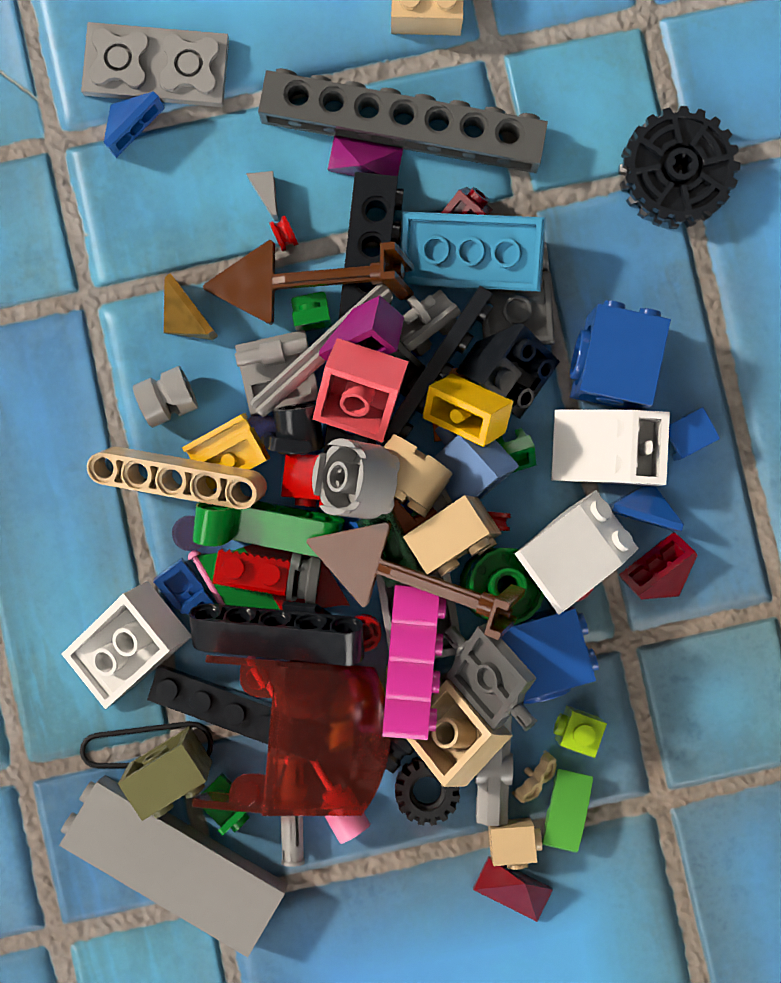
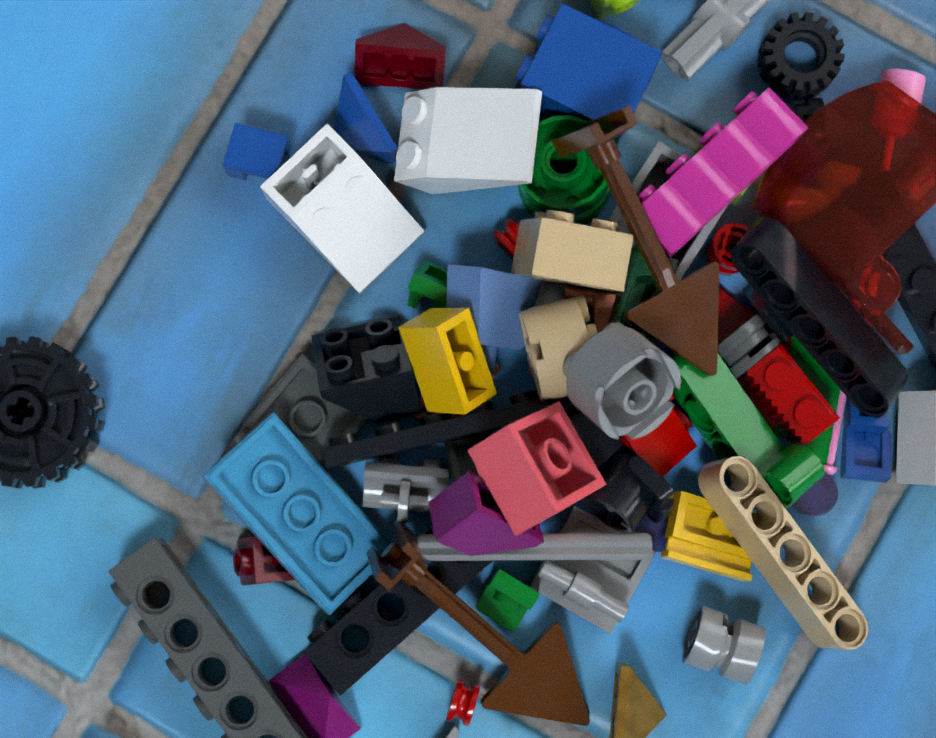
camera: 140 degrees left, 5 degrees down
(461, 739) = (724, 66): tan brick -> none
(490, 677) = (660, 88): dark grey plate -> none
(619, 356) = (256, 282): blue brick -> none

